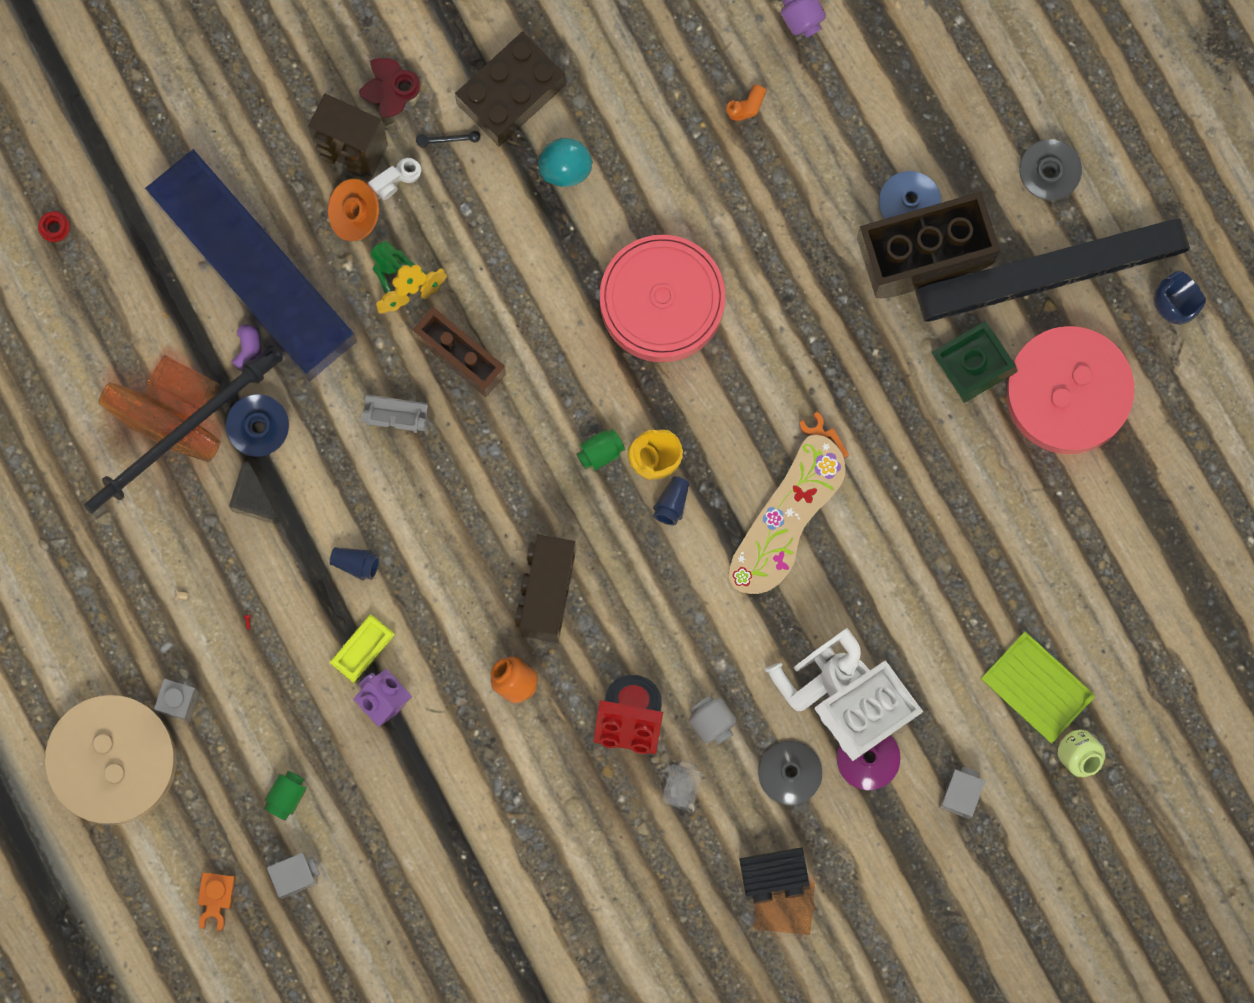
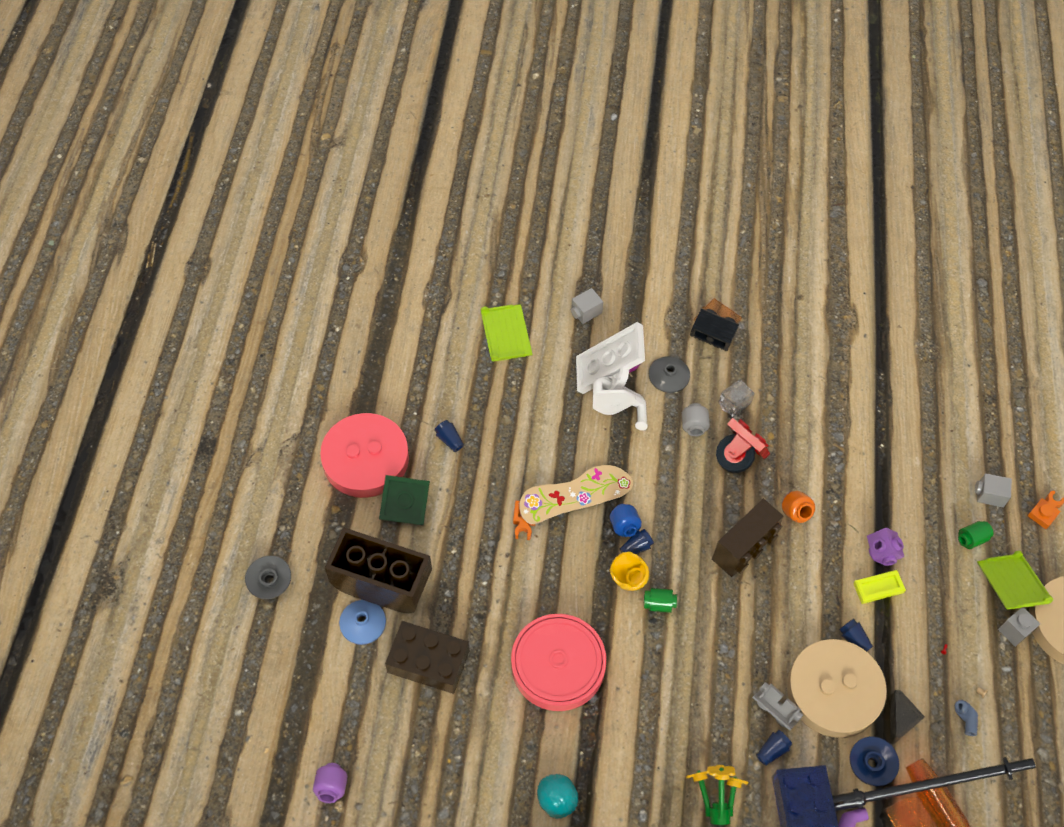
camera: 145 degrees left, 20 degrees down
(180, 554) = (968, 715): none -> sand blue arm
(209, 756) = (1015, 581): none -> lime piece
(343, 483) = (837, 688): none -> tan brick
(371, 369) = (774, 747): none -> dark blue cone
(459, 352) = (711, 714): reddish brown brick -> none
(703, 517) = (625, 520): none -> blue head
(747, 108) = (413, 748): orange arm -> none
(805, 205) = (427, 657): none -> dark brown brick
(991, 485) = (448, 435): none -> dark blue cone
(1052, 270) = (299, 514): black beam -> none
(1081, 753) = (511, 283): yellowish green head -> none
(1178, 298) = (265, 458): dark blue hair -> none

